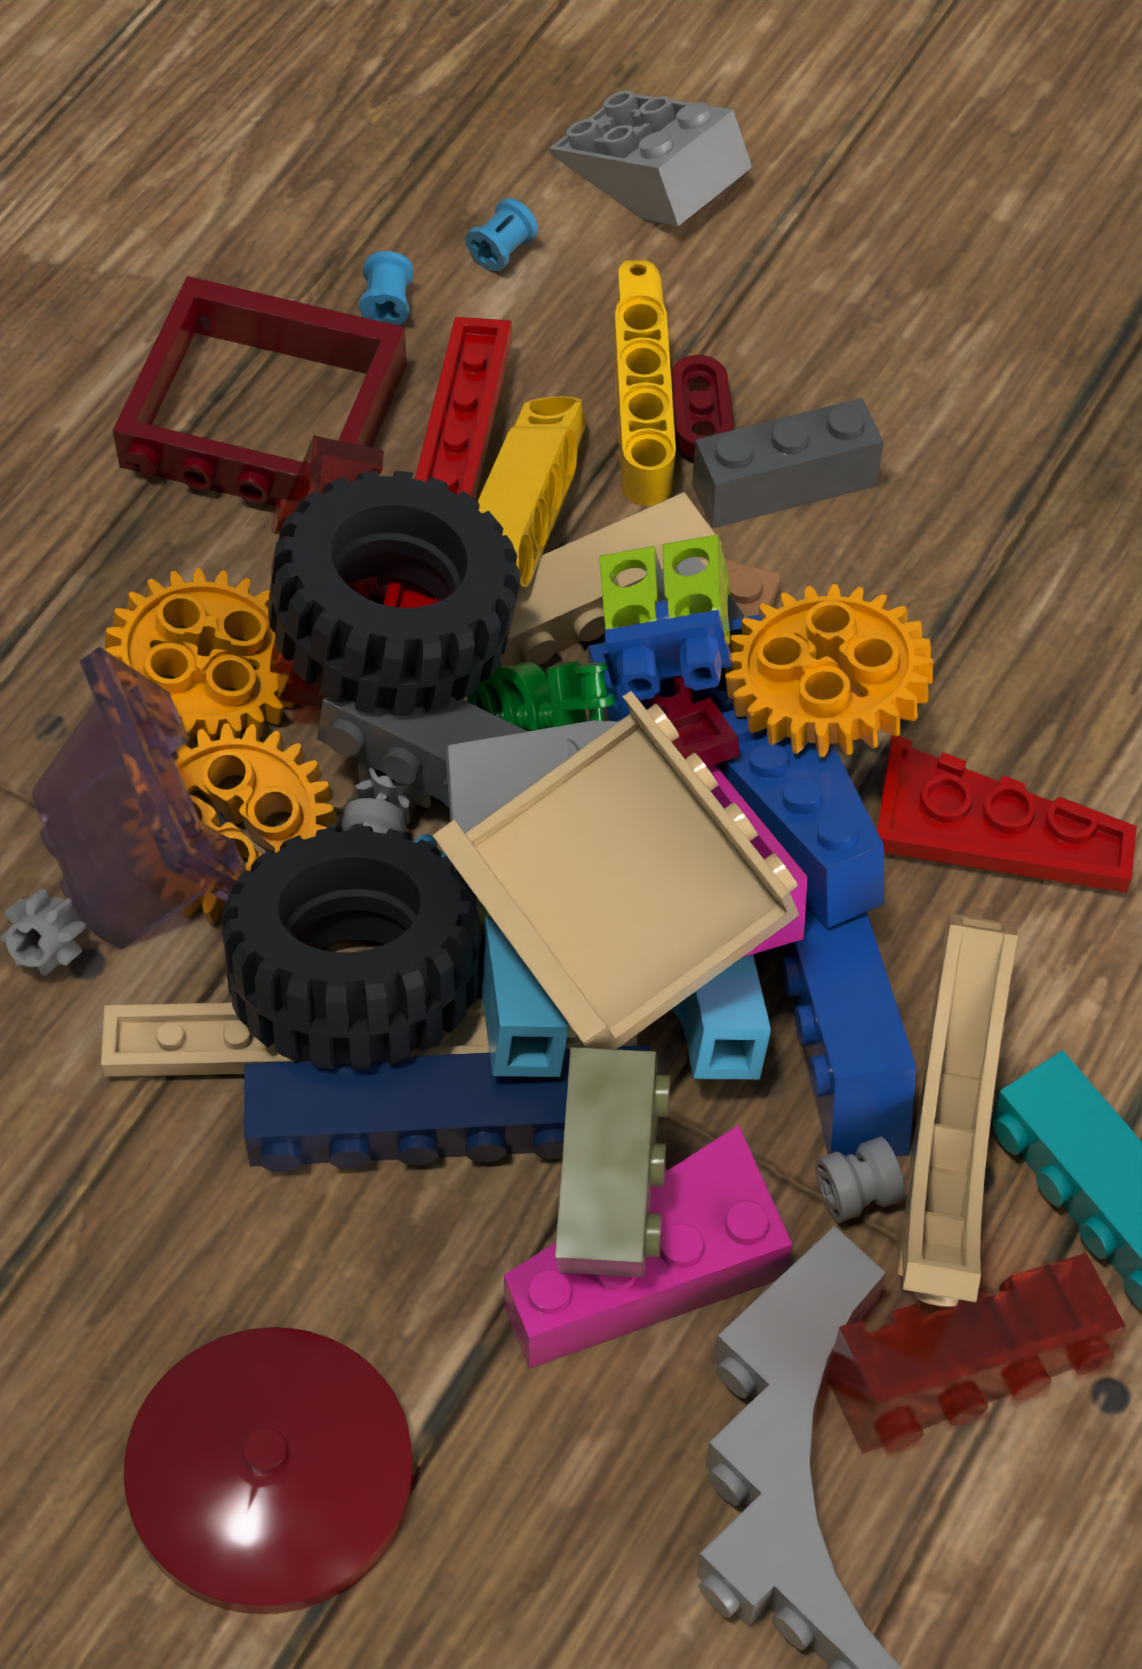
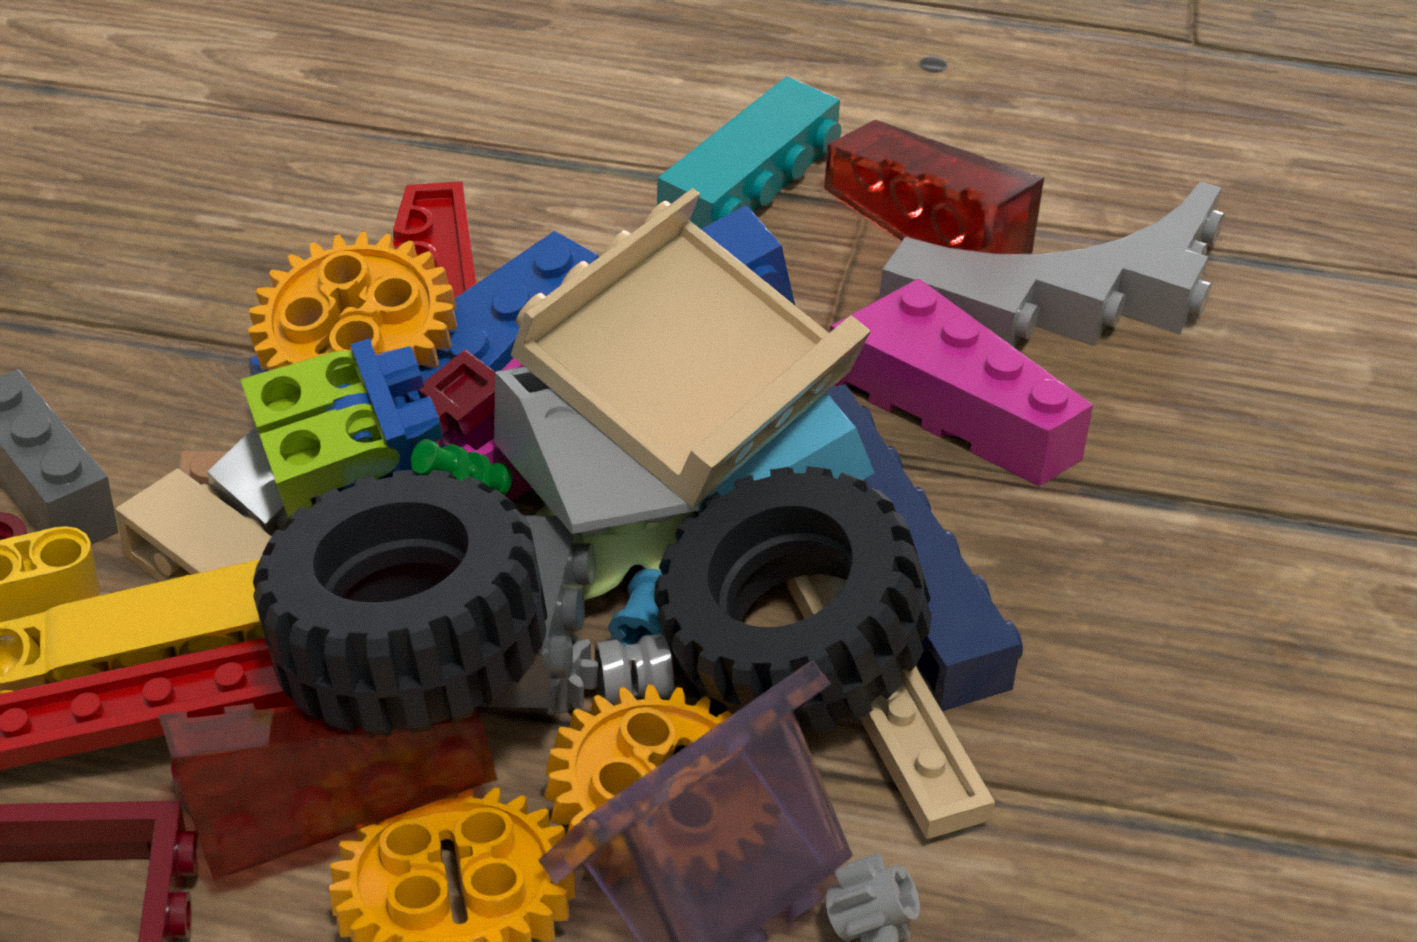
camera: 110 degrees left, 15 degrees down
(268, 1470) = (1278, 588): dark red dish -> none
(611, 1163) = (940, 349): olive wedge -> none
(854, 1181) = (822, 289): light grey wheel -> none
(952, 1129) = (834, 214): tan arch -> none

